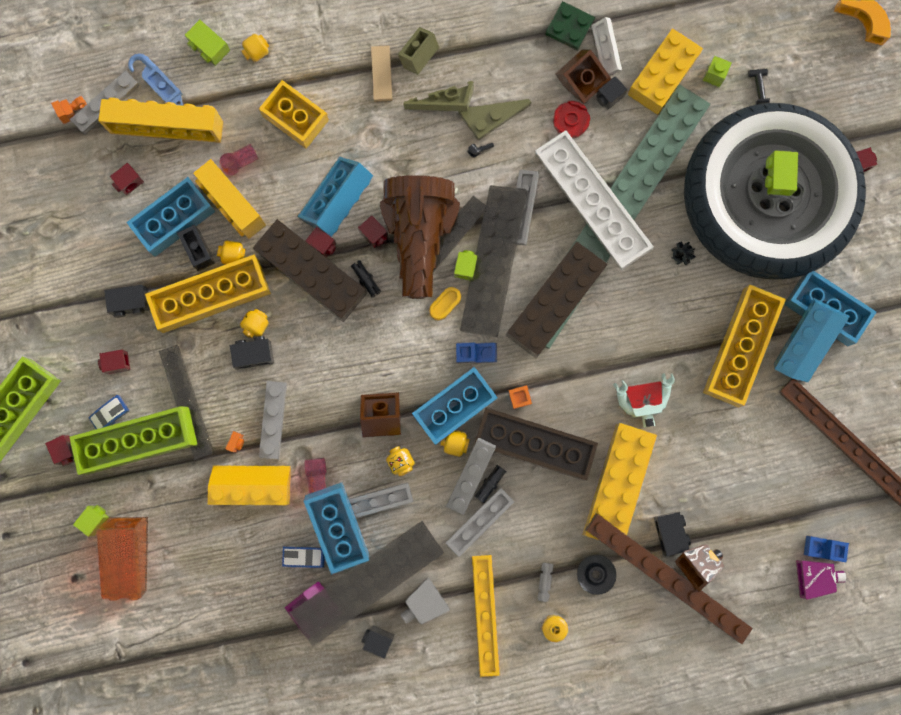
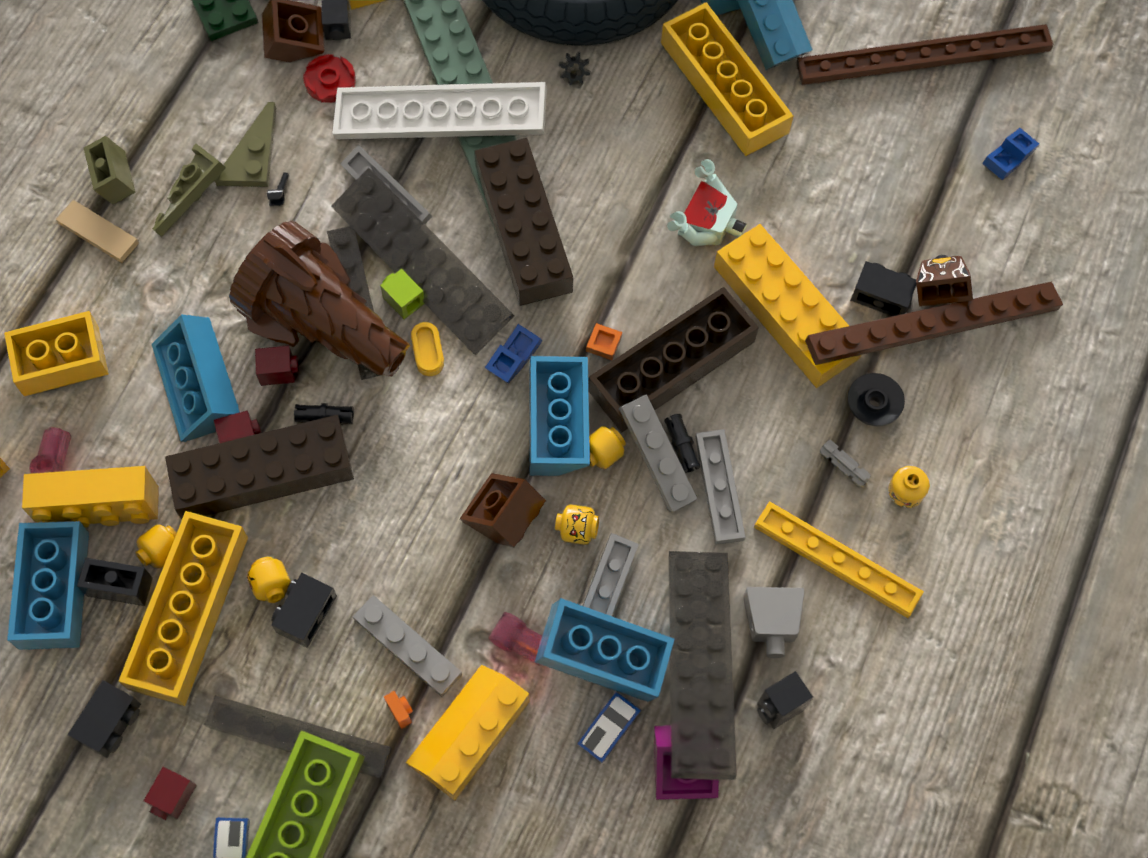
camera: 55 degrees left, 15 degrees down
(817, 578) = (1038, 181): magenta torso -> none

